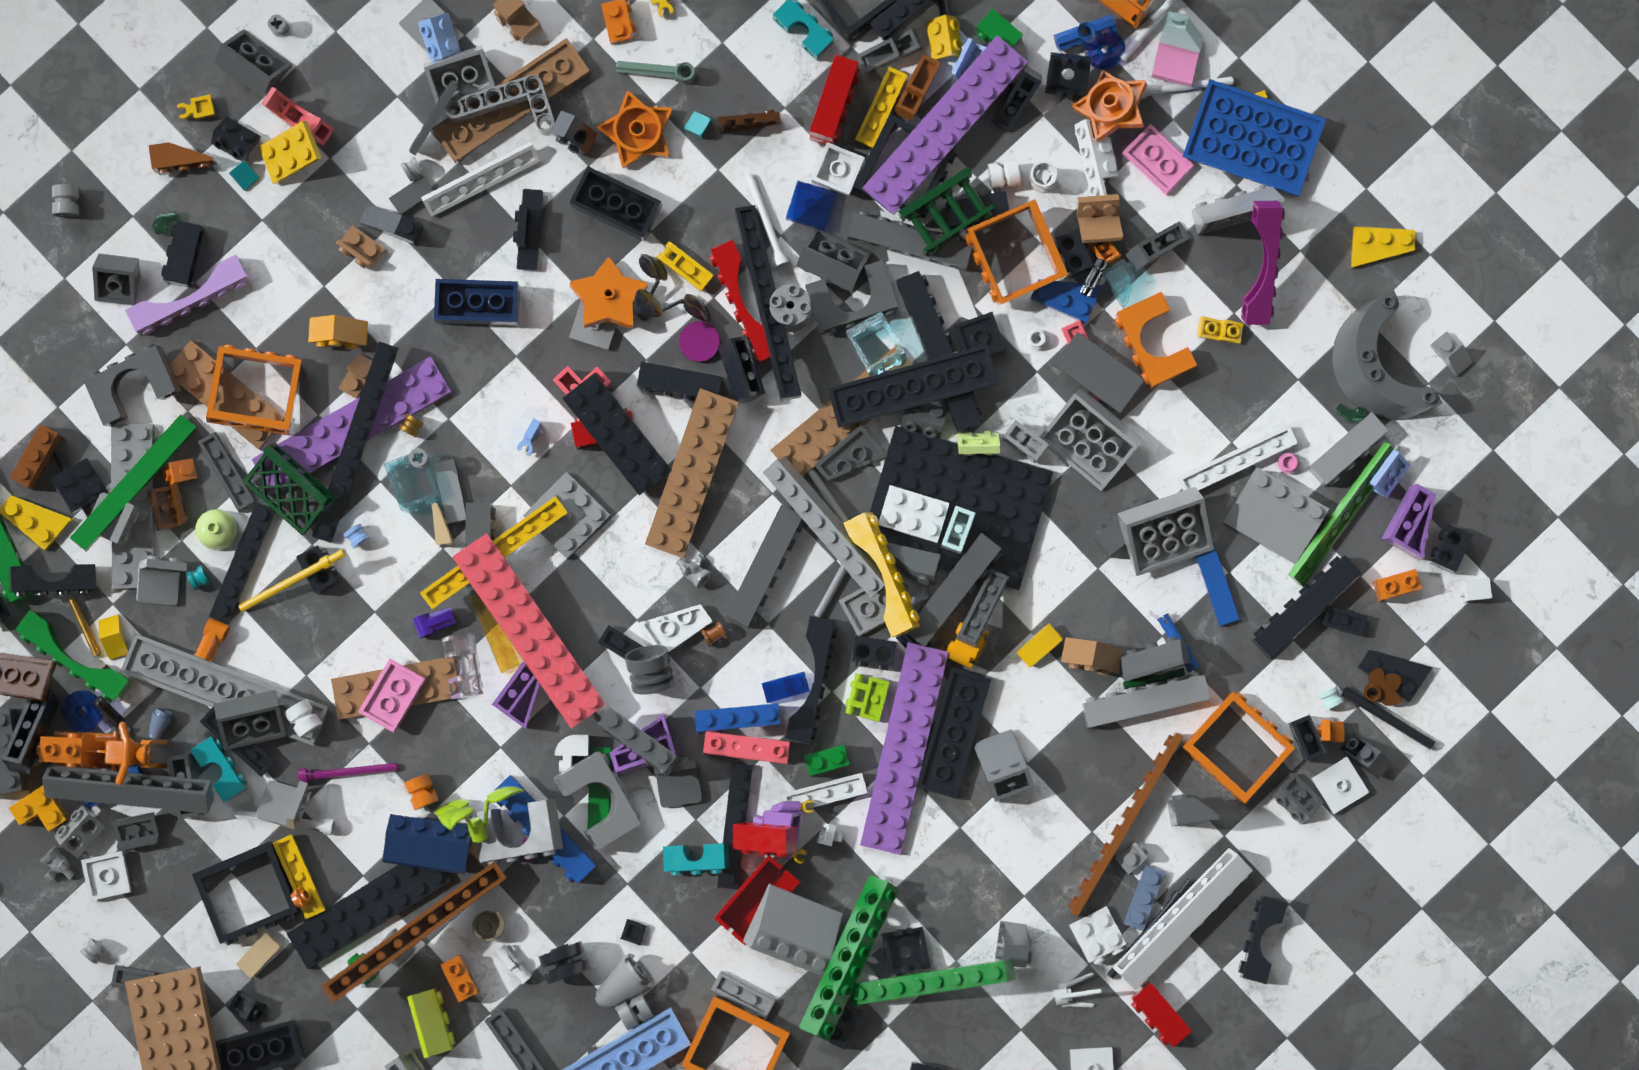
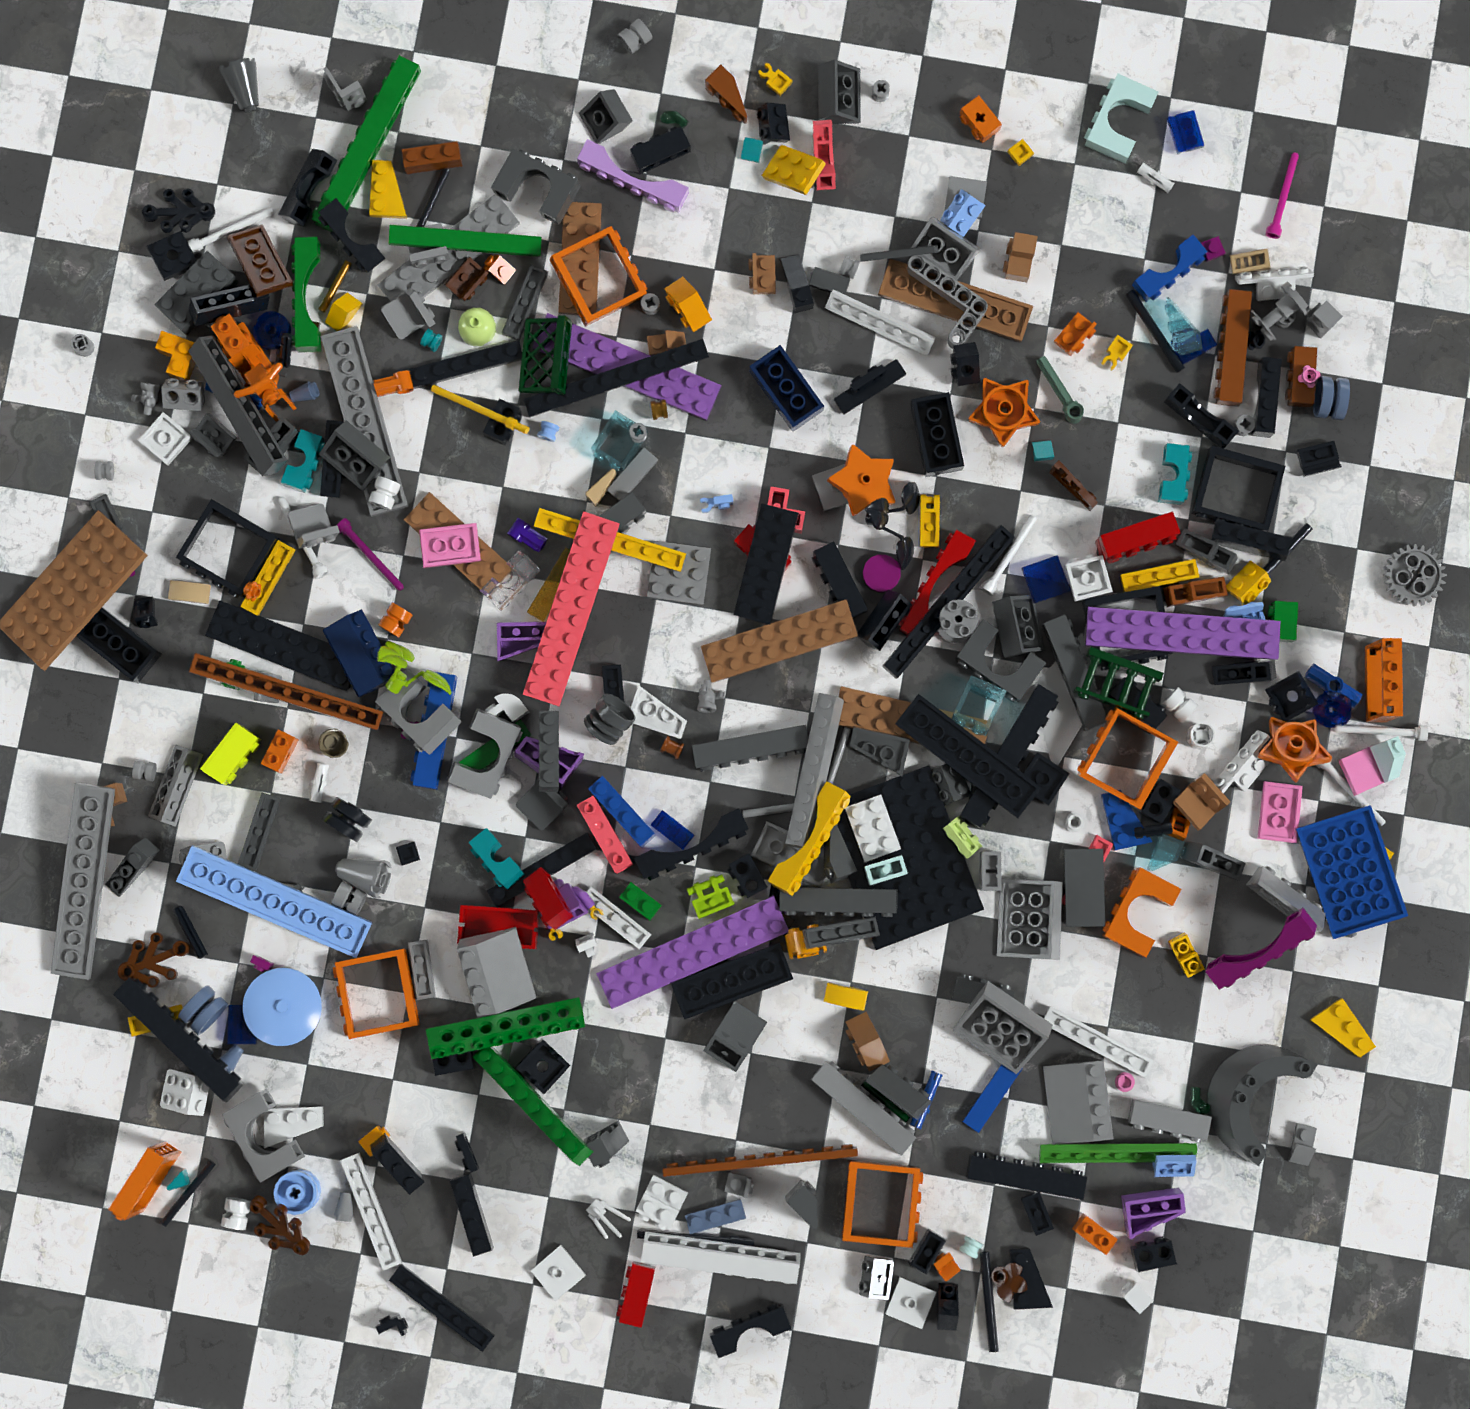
camera: 50 degrees right, 0 degrees up
(78, 485) = (434, 203): black plate -> none
(314, 368) = (649, 308): none -> light grey wheel

